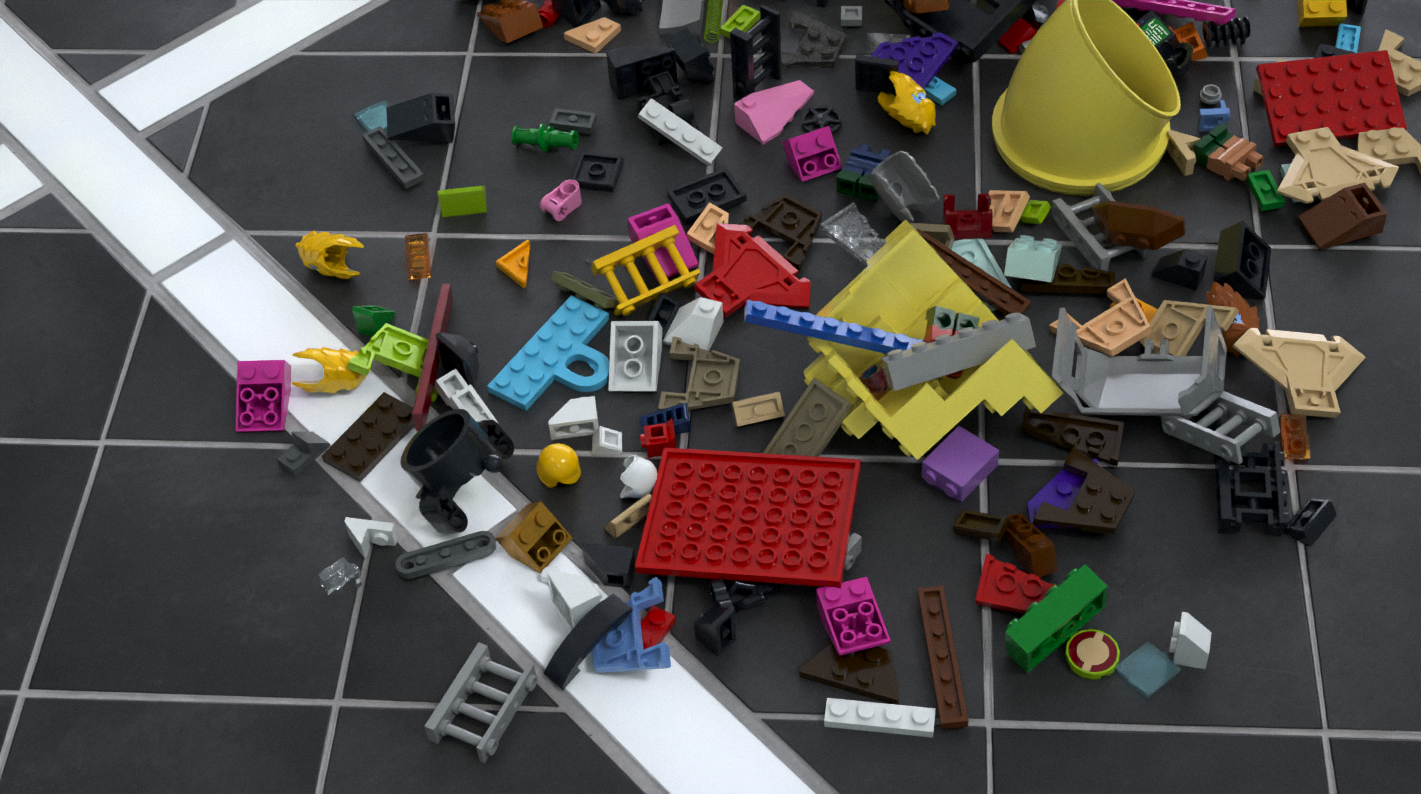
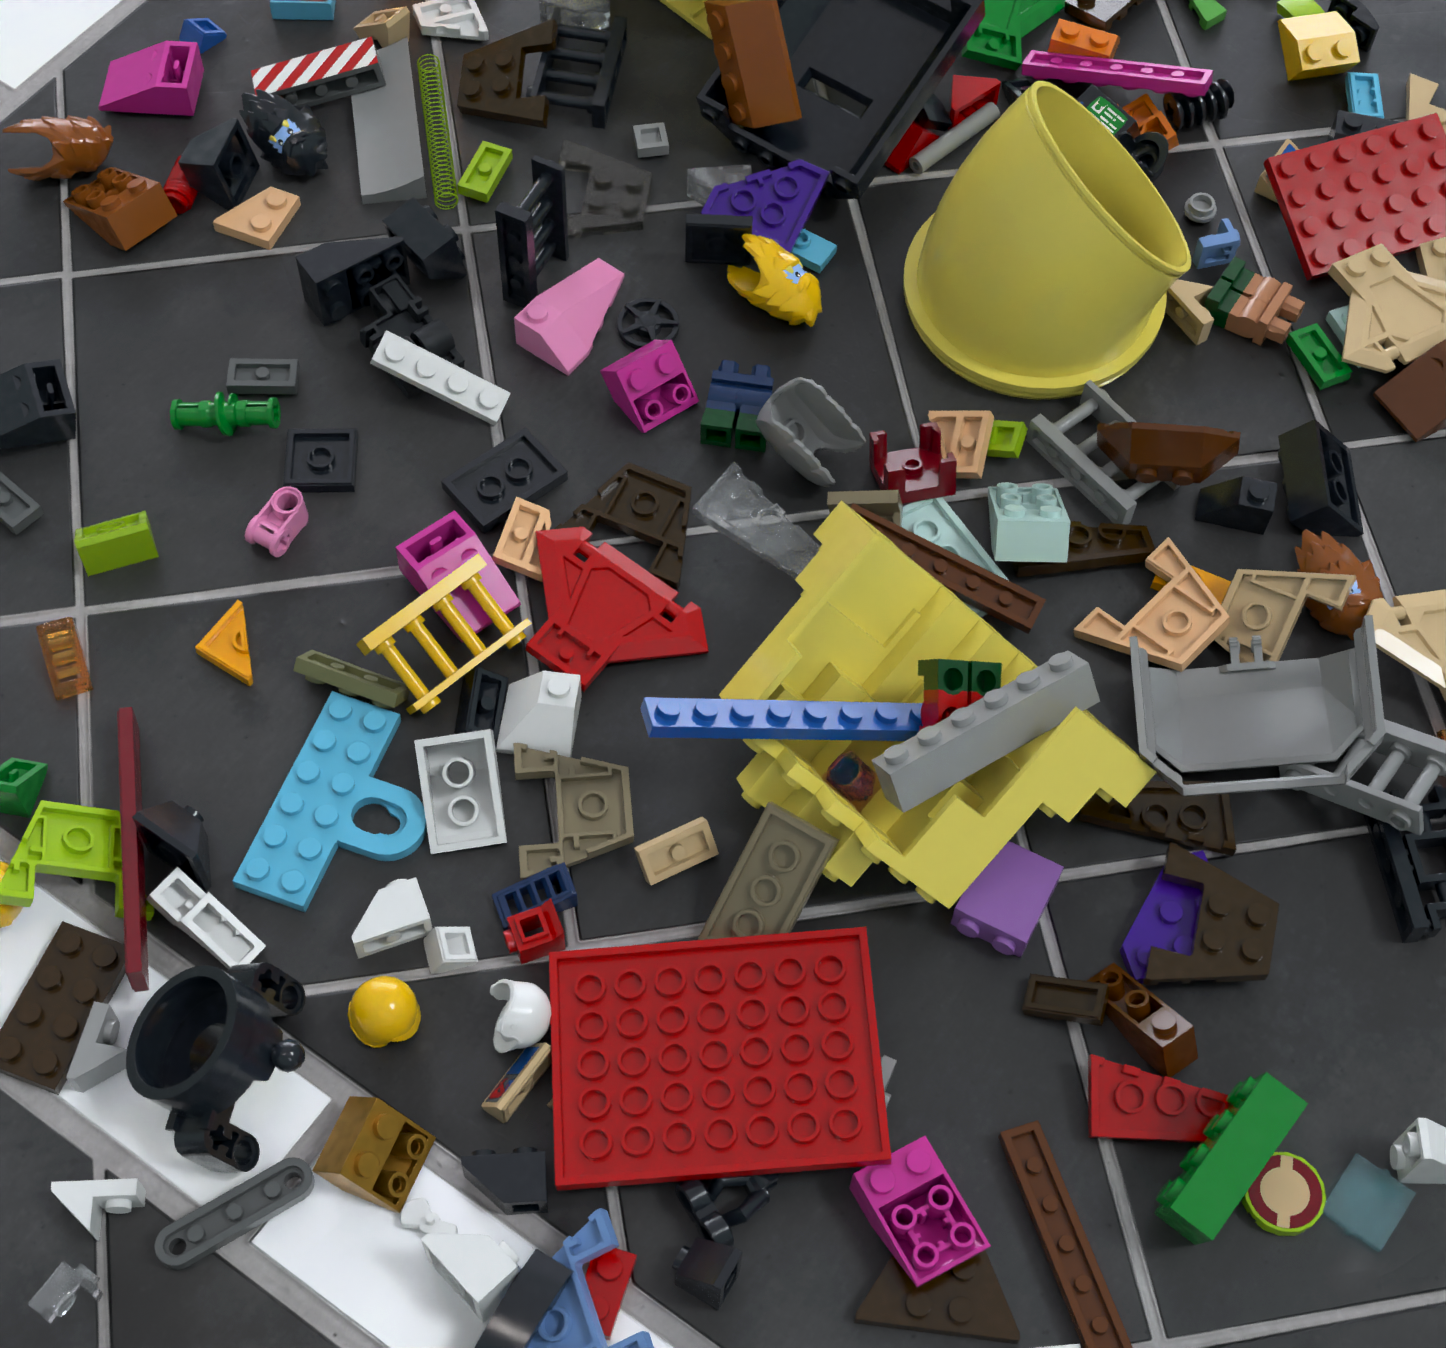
camera: 20 degrees left, 10 degrees up
(387, 460) = (94, 1056): none -> light grey slope

